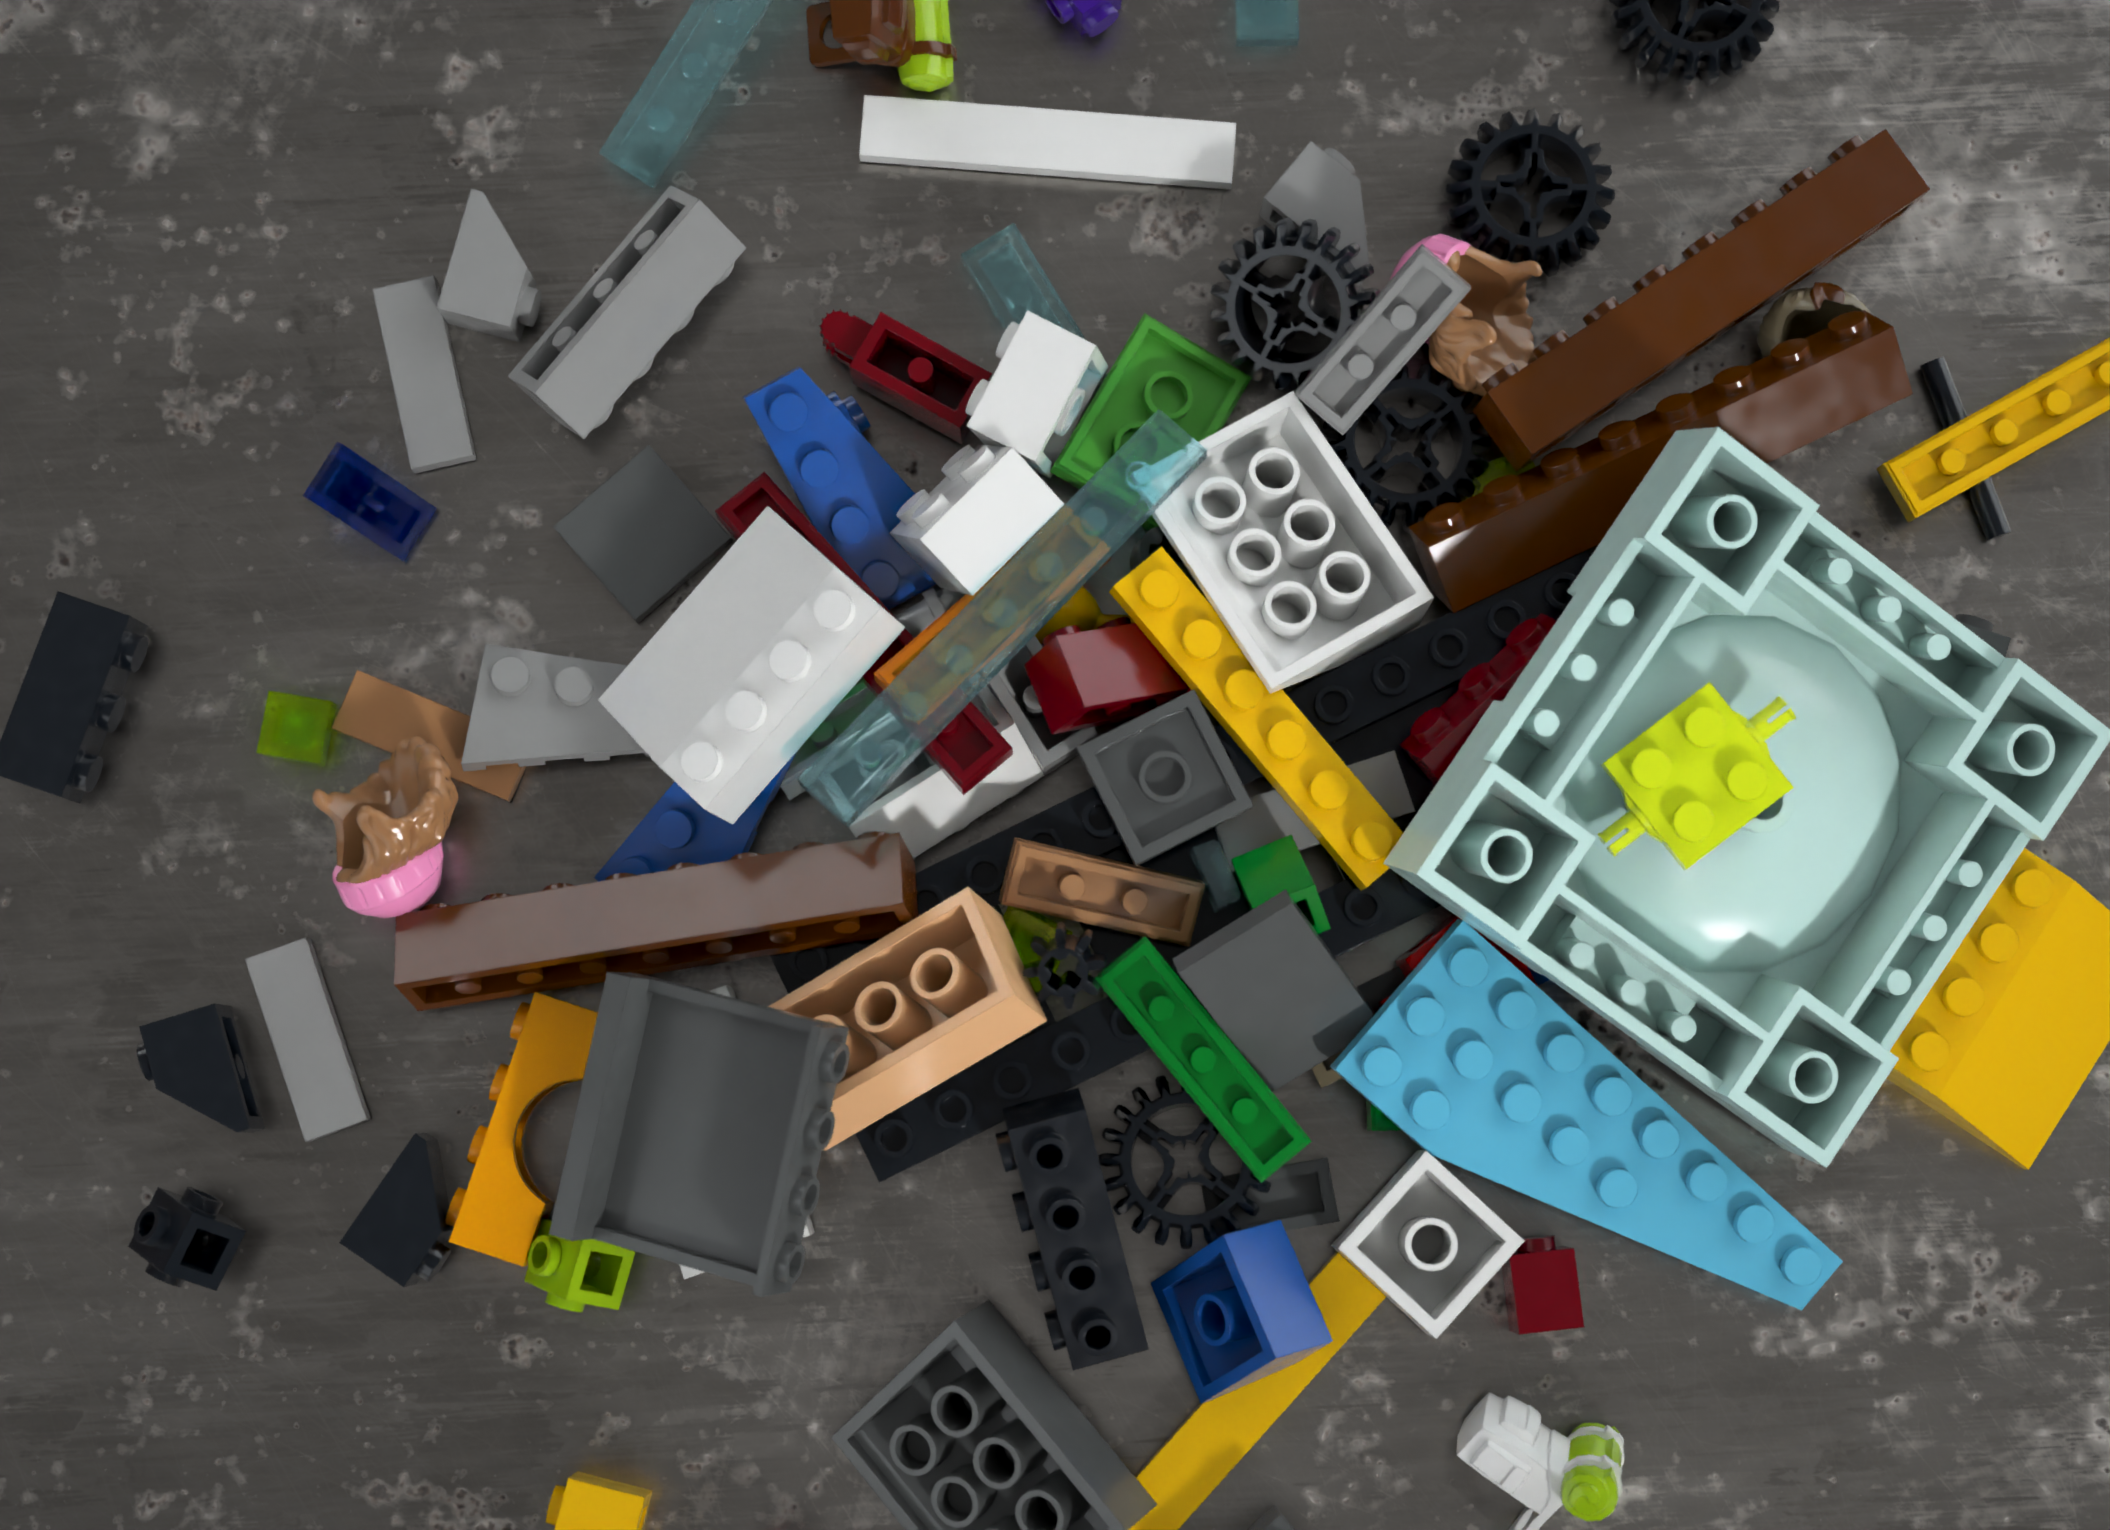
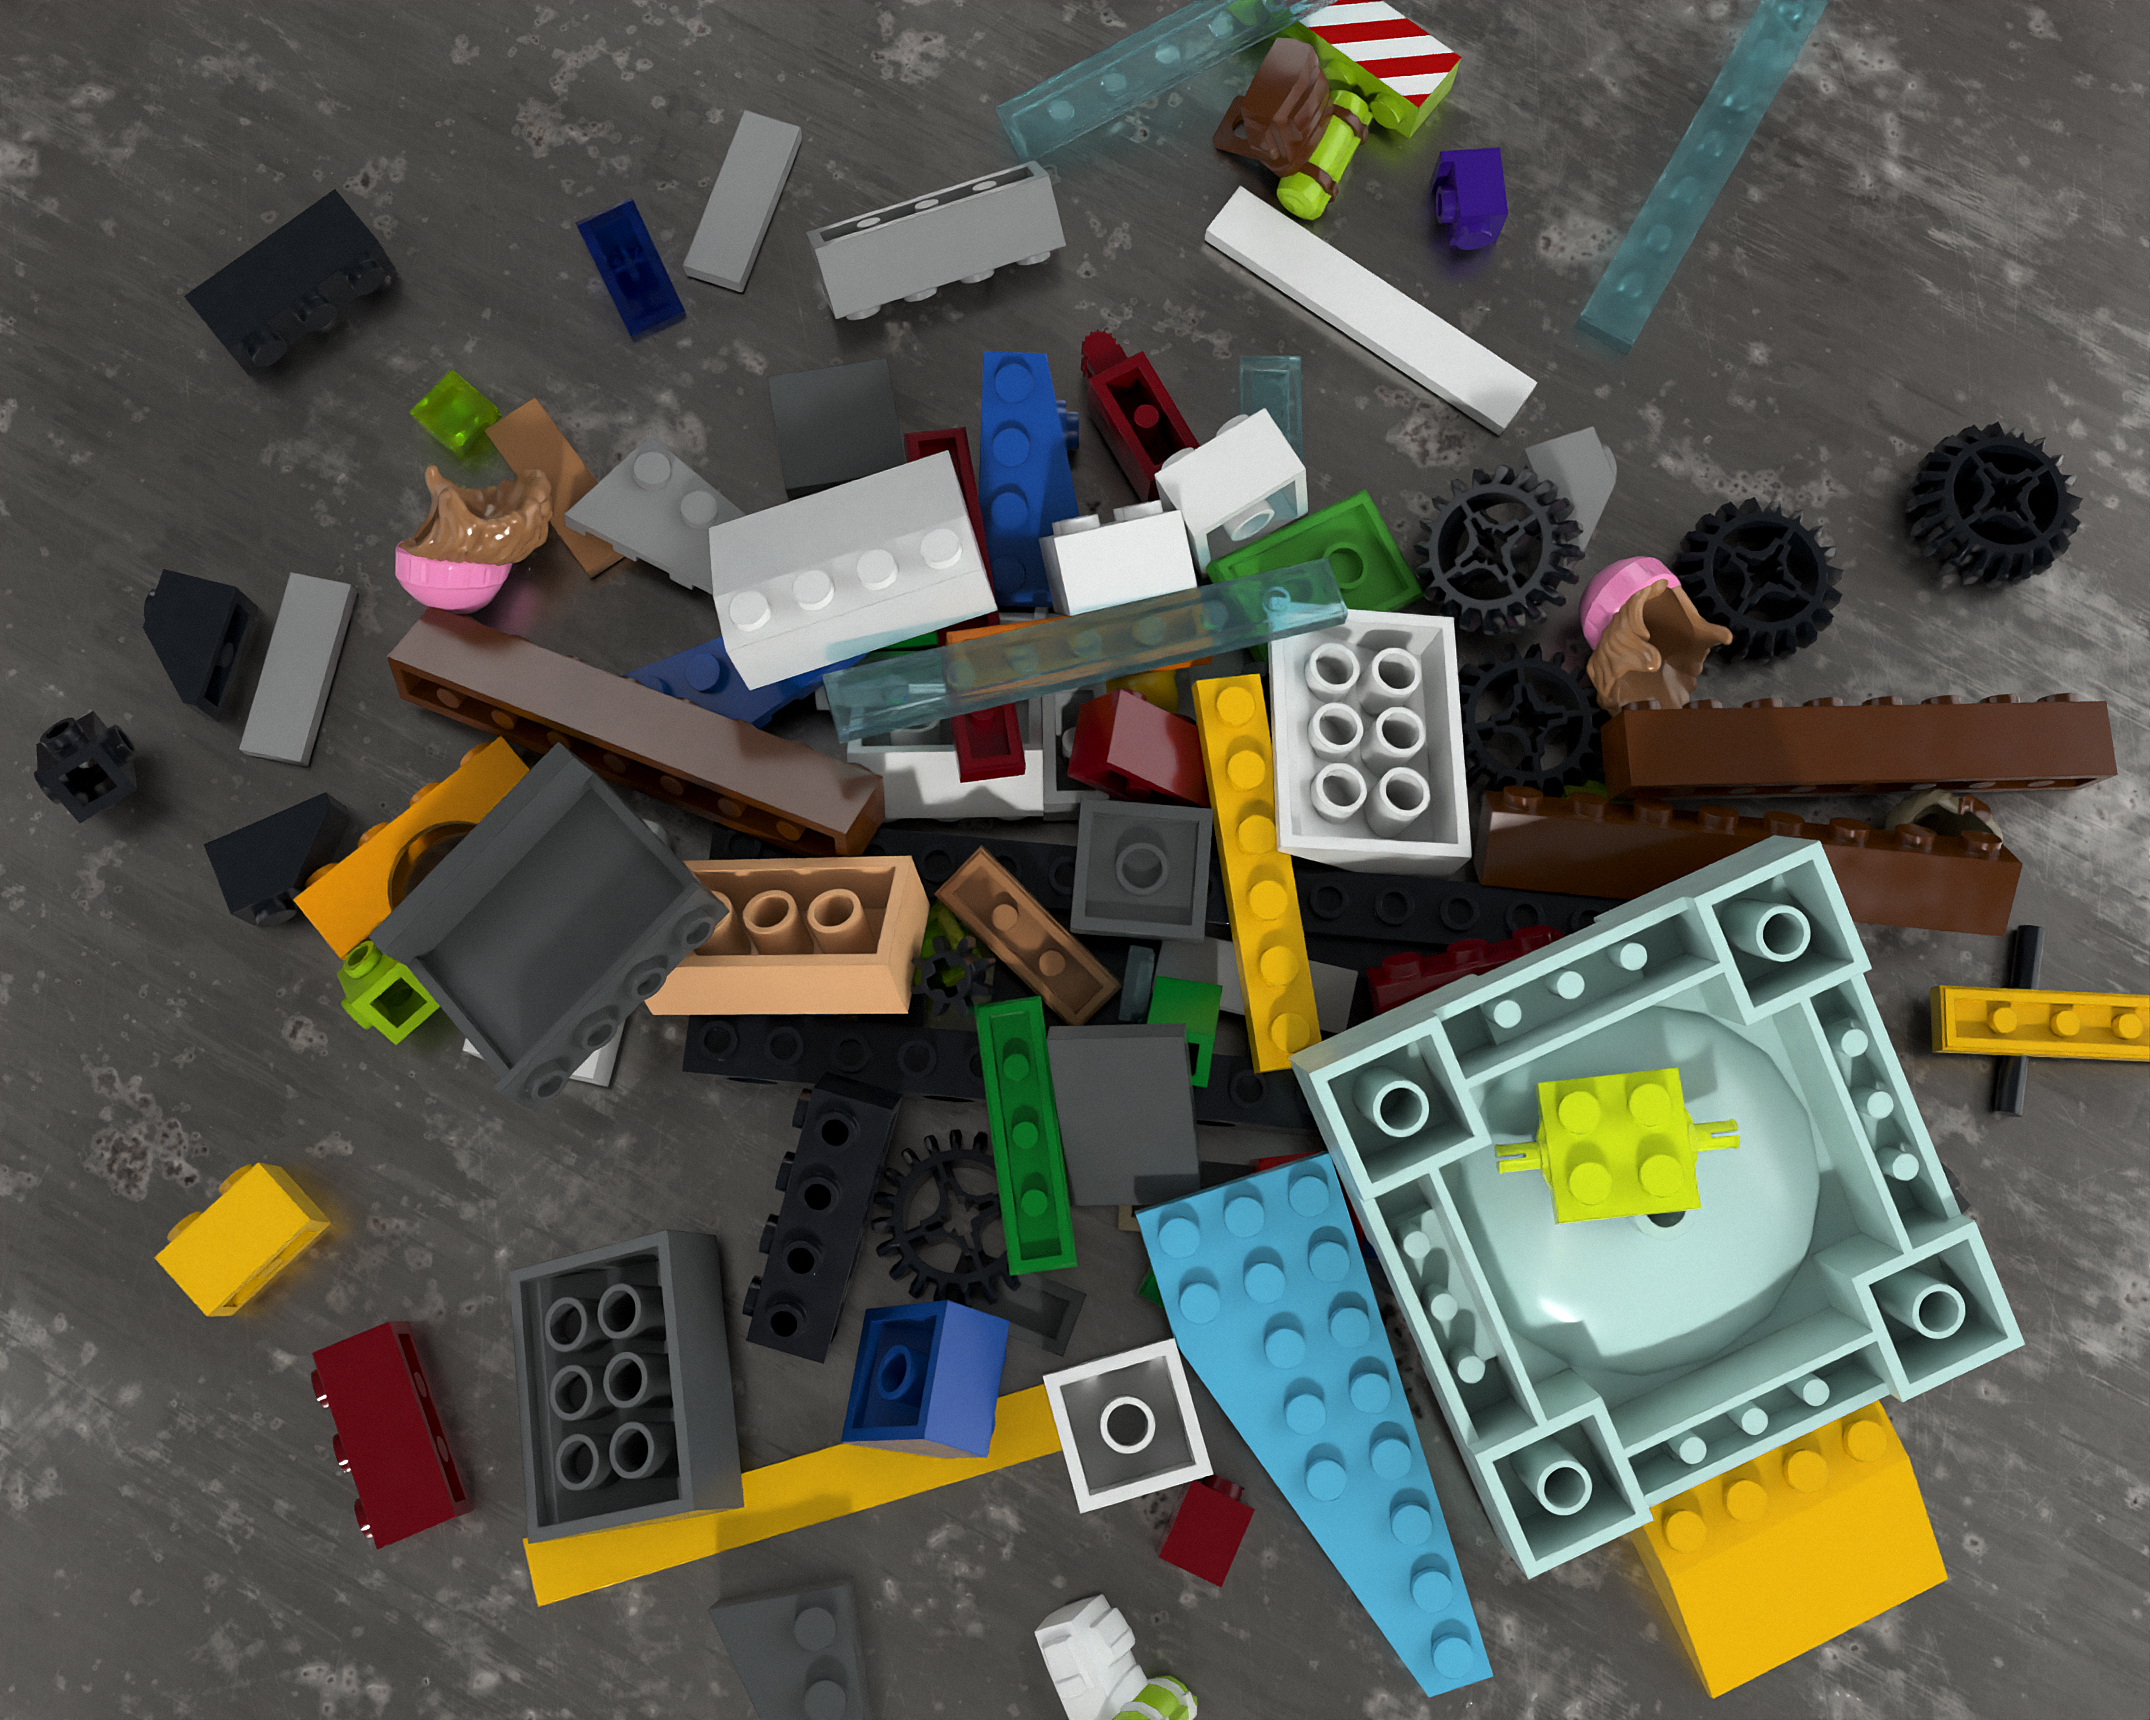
camera: 30 degrees right, 5 degrees down
(487, 278) = (841, 150): light grey slope -> none
(1382, 339) = (1558, 614): light grey tile -> none

